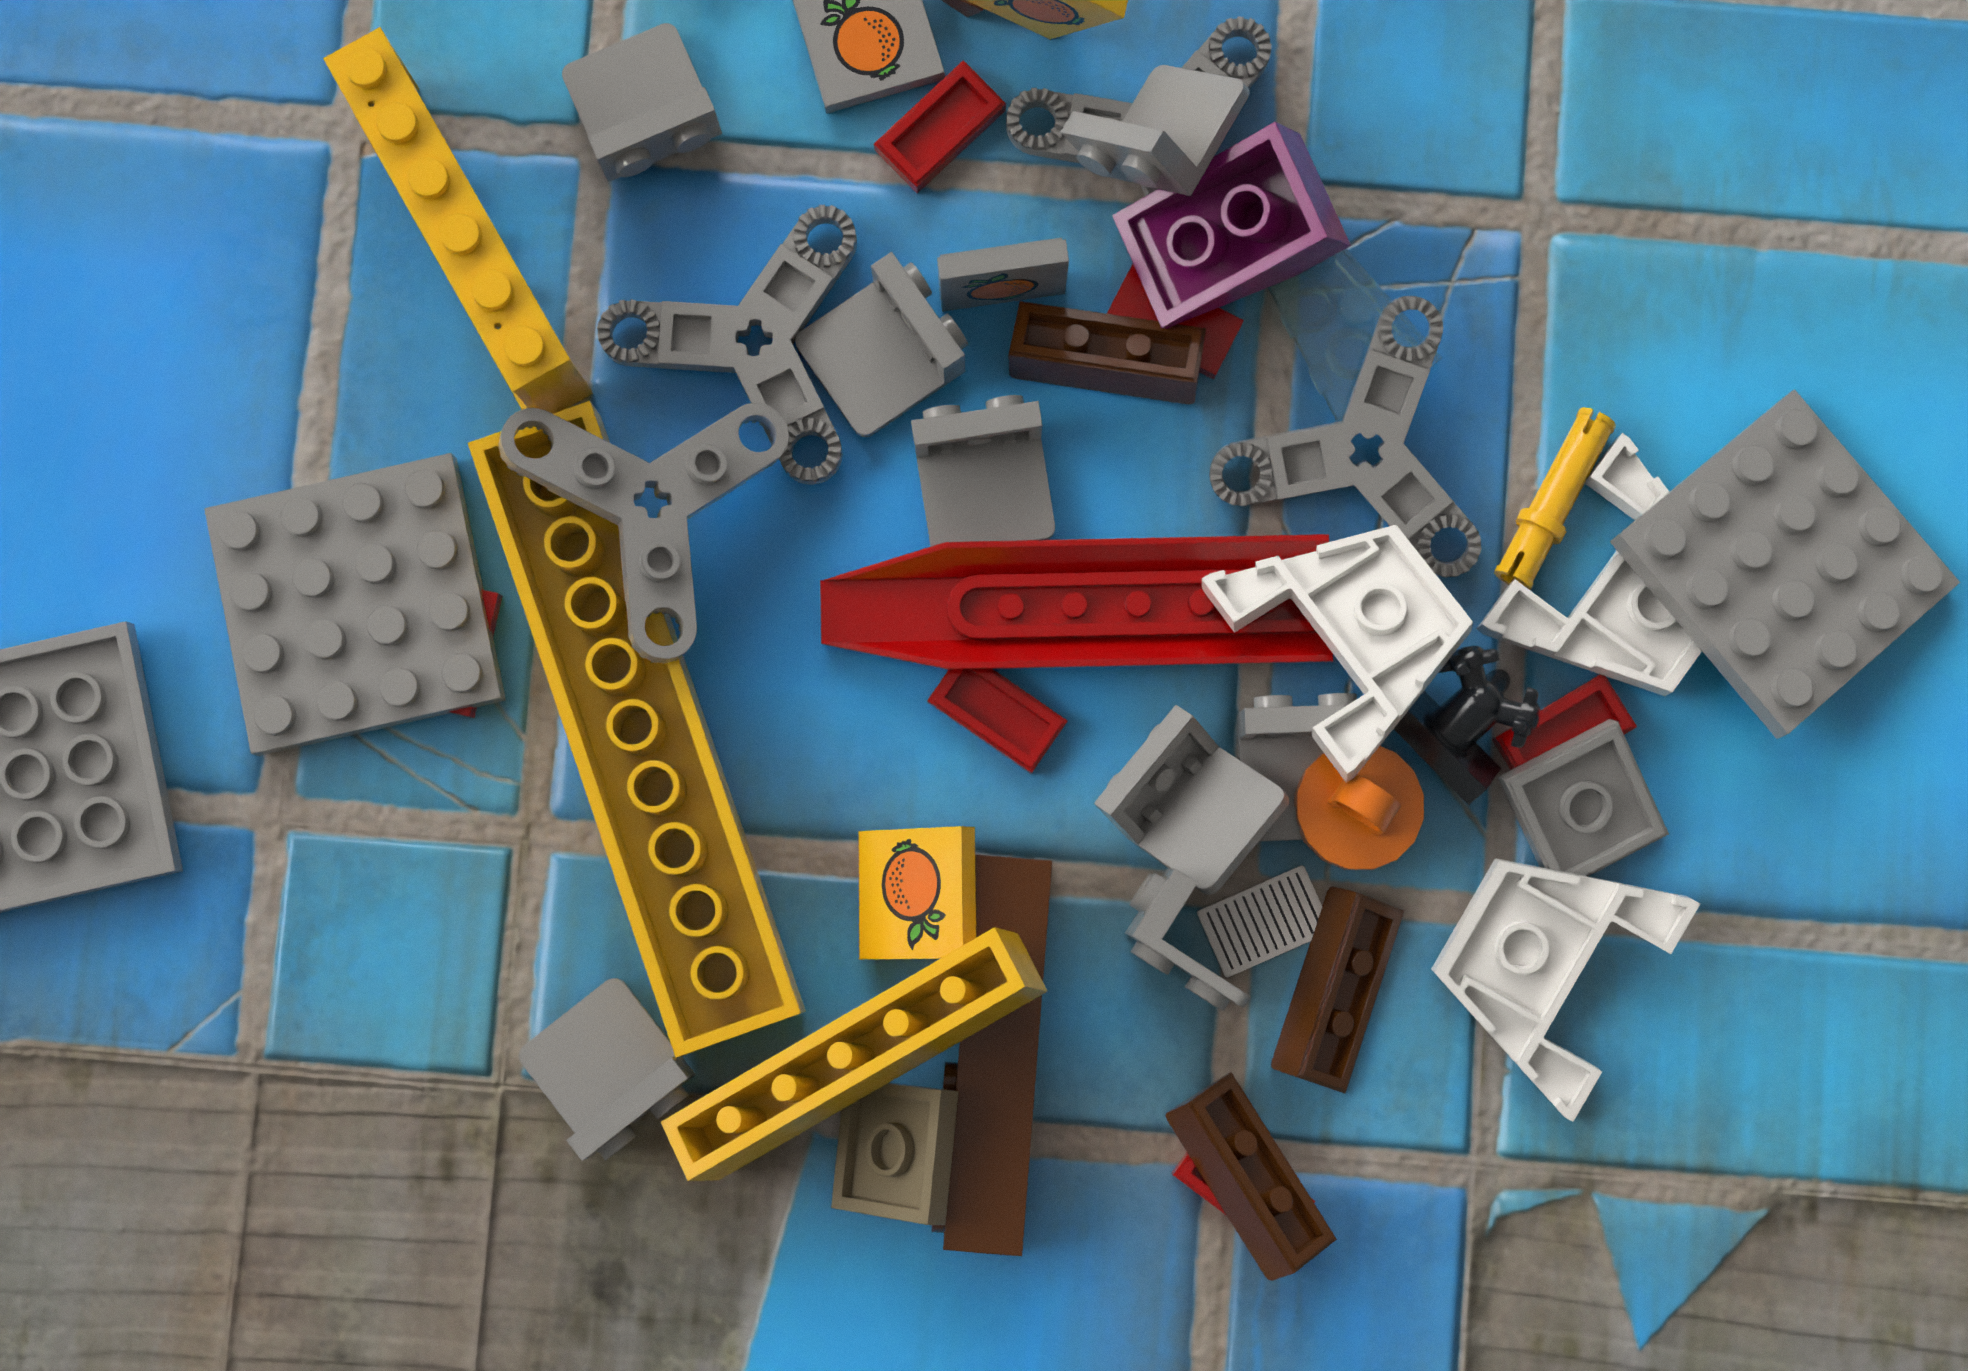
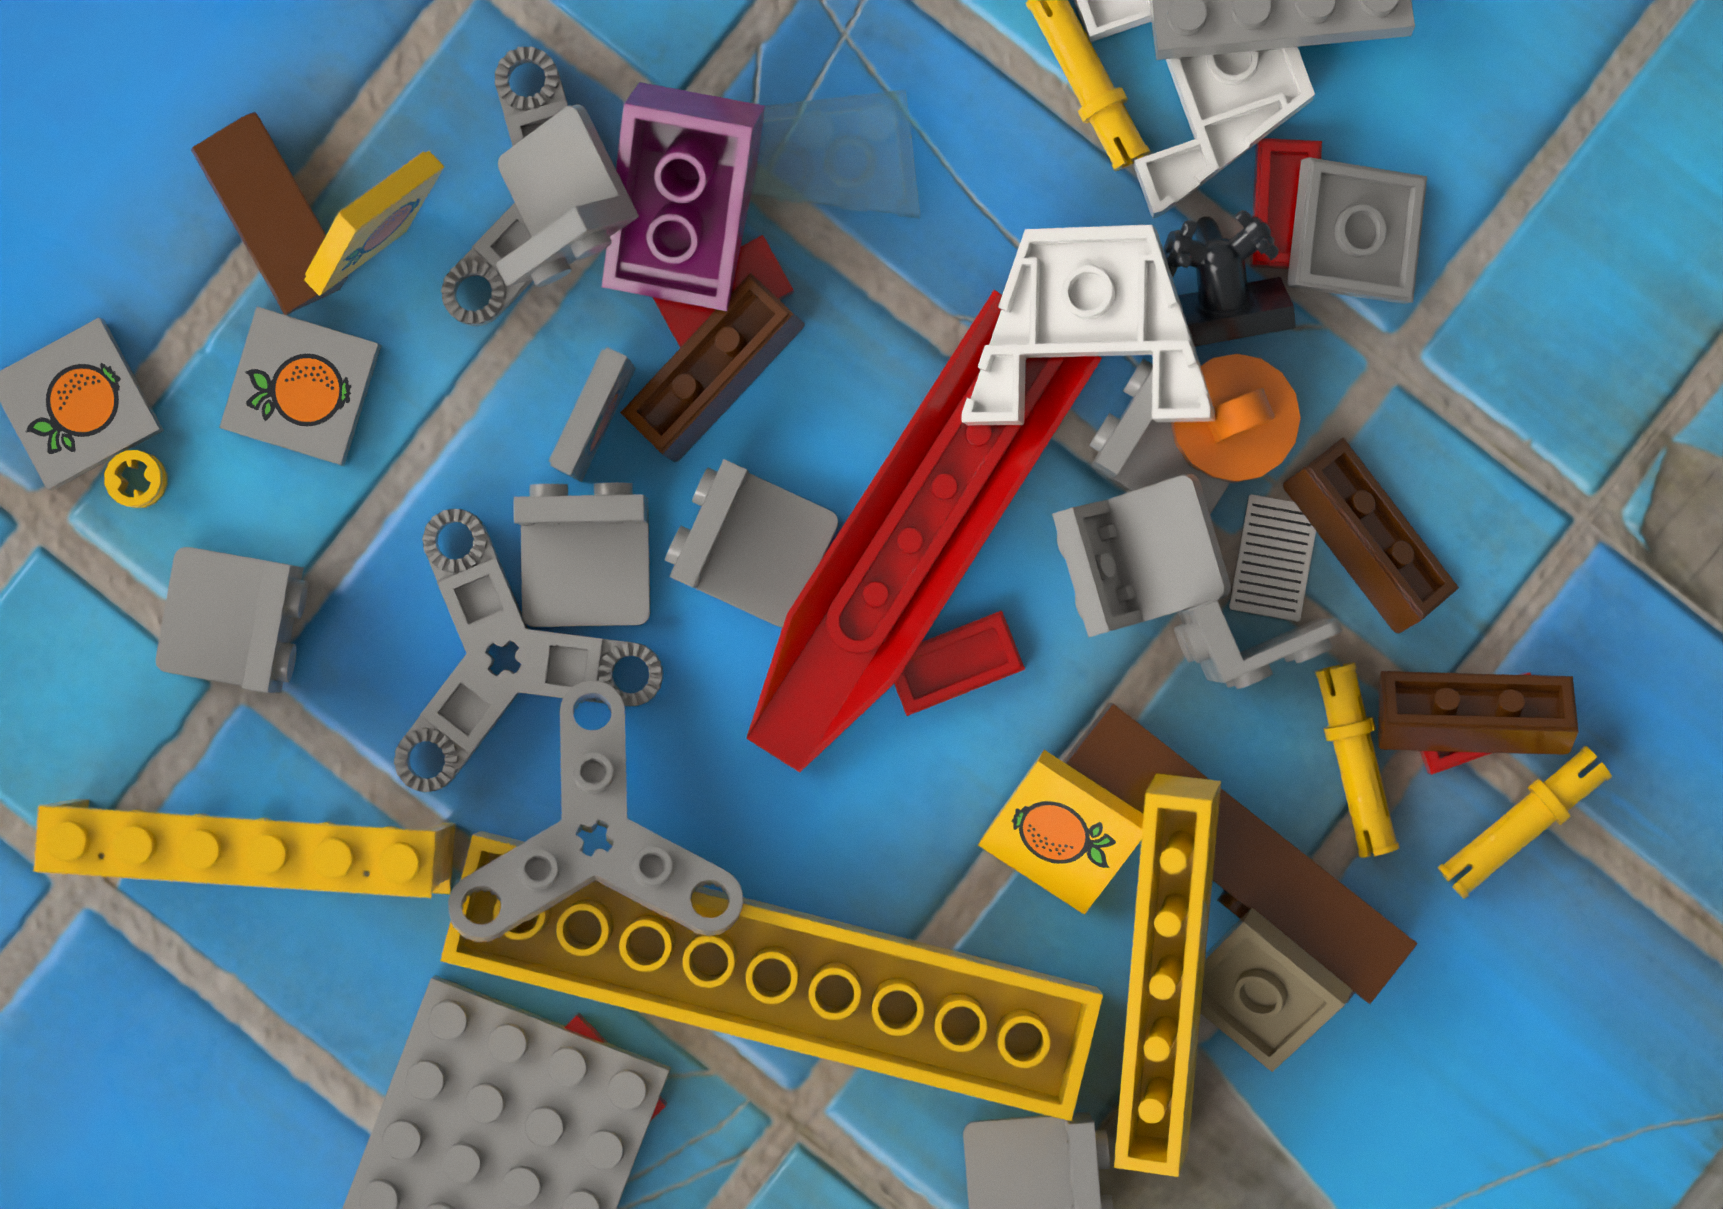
camera: 55 degrees left, 5 degrees up
(940, 126) = (421, 377): red tile -> none
(1143, 1102) = (1356, 758): none -> yellow pin
(1187, 1282) = (1525, 821): none -> yellow pin
(1382, 405) = (914, 171): light grey piece -> none
(1527, 946) = (1442, 360): white wing -> none

